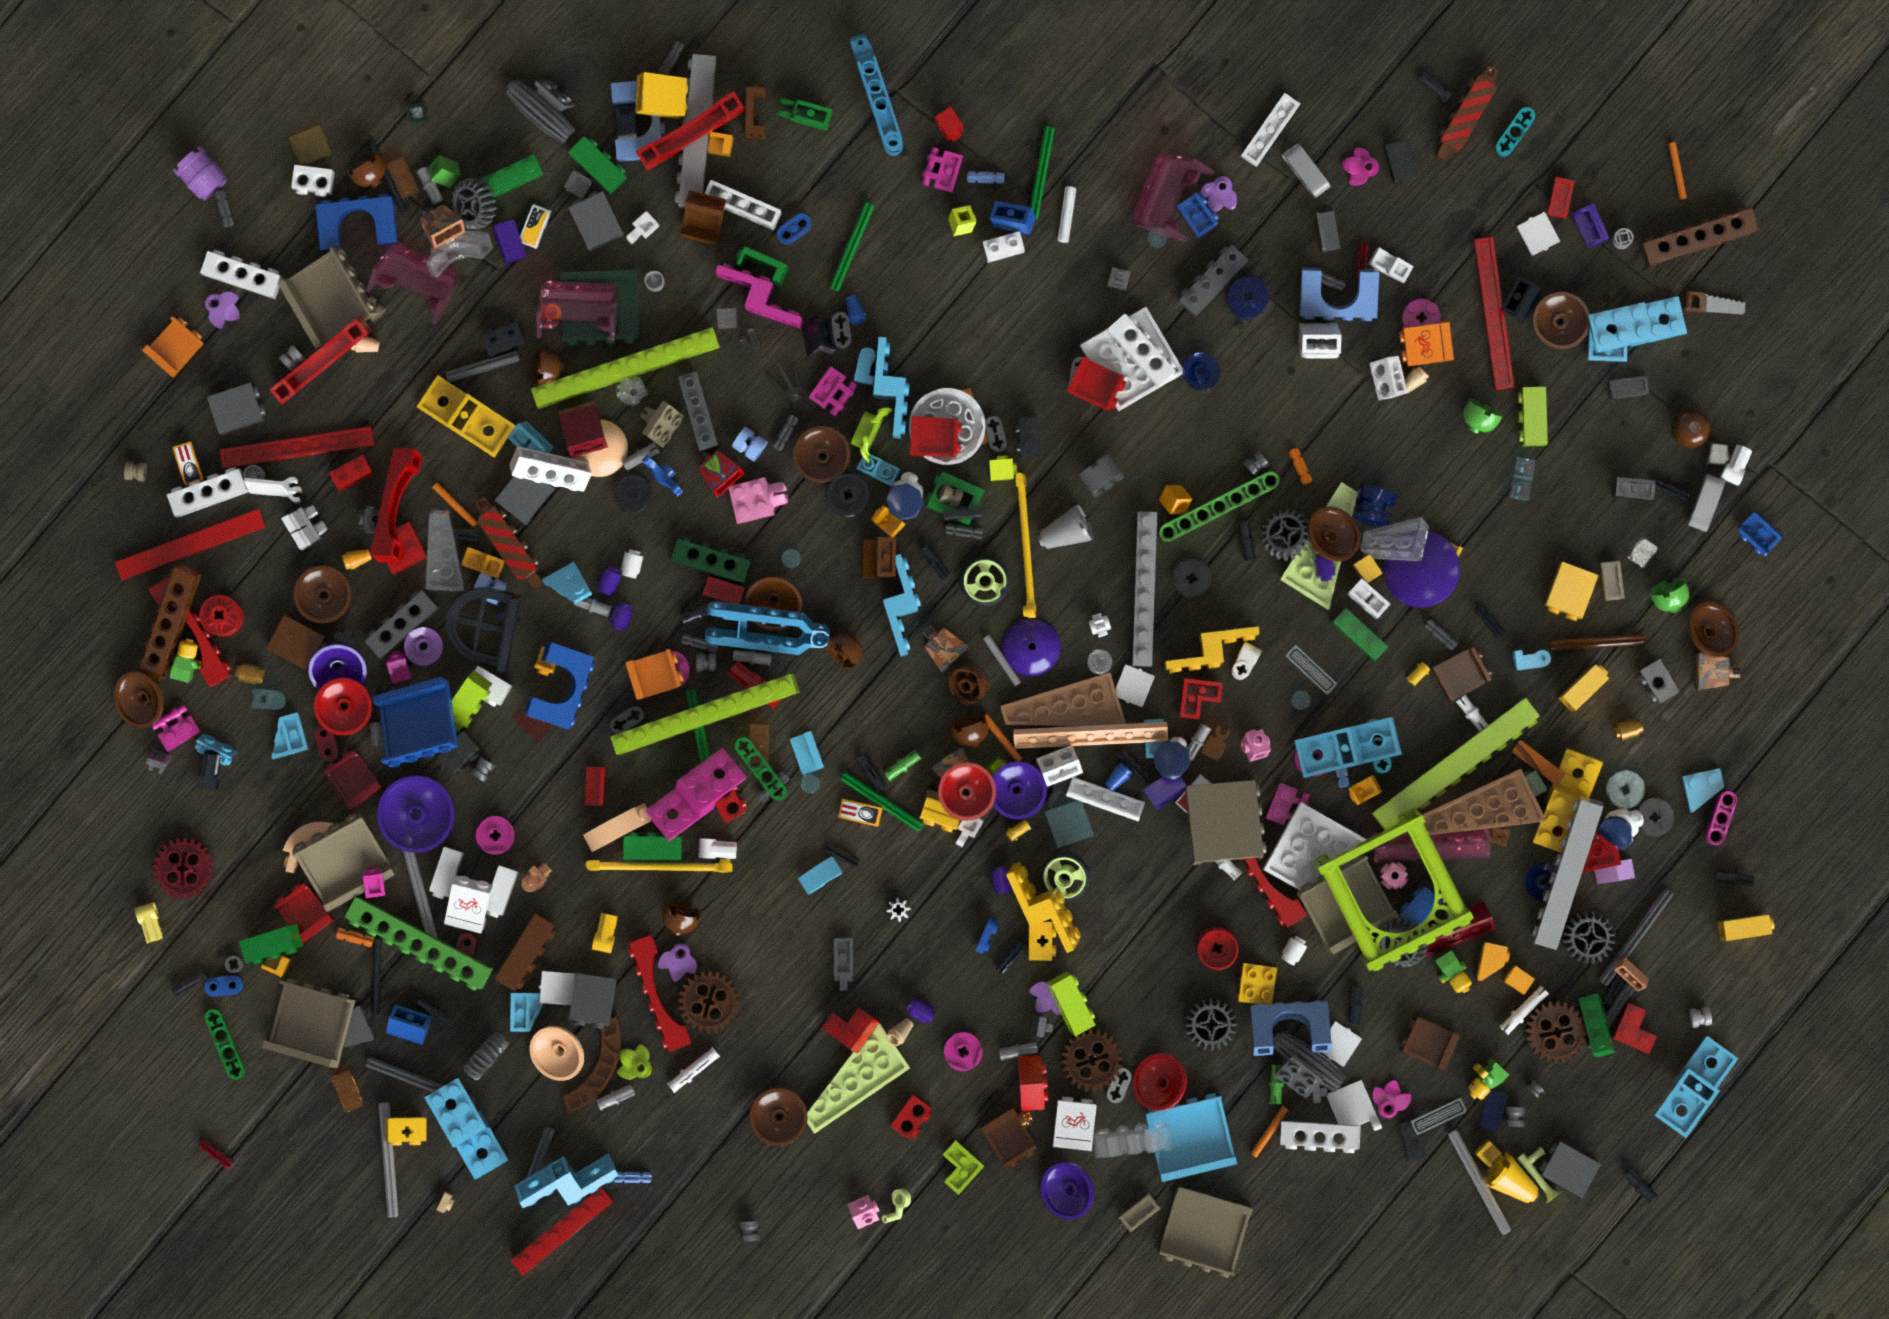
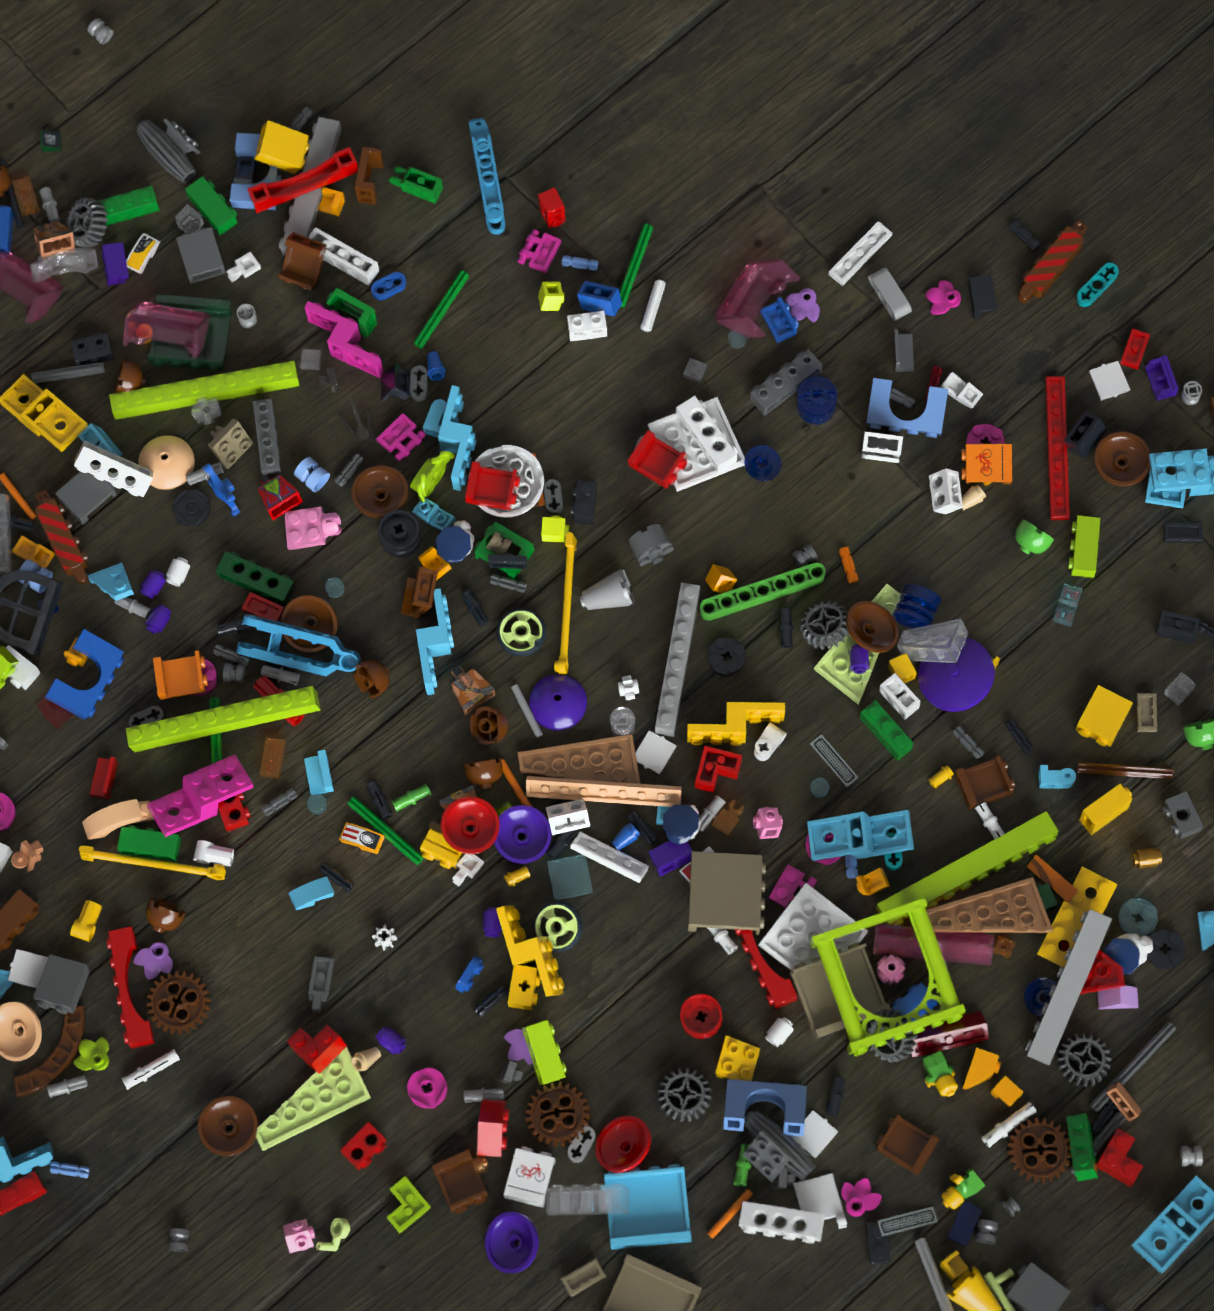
camera: 10 degrees right, 15 degrees down
(444, 171) = (65, 193): bright green panel -> none
(582, 429) = (152, 438): dark red panel -> none
(764, 766) = (269, 780): green beam -> none

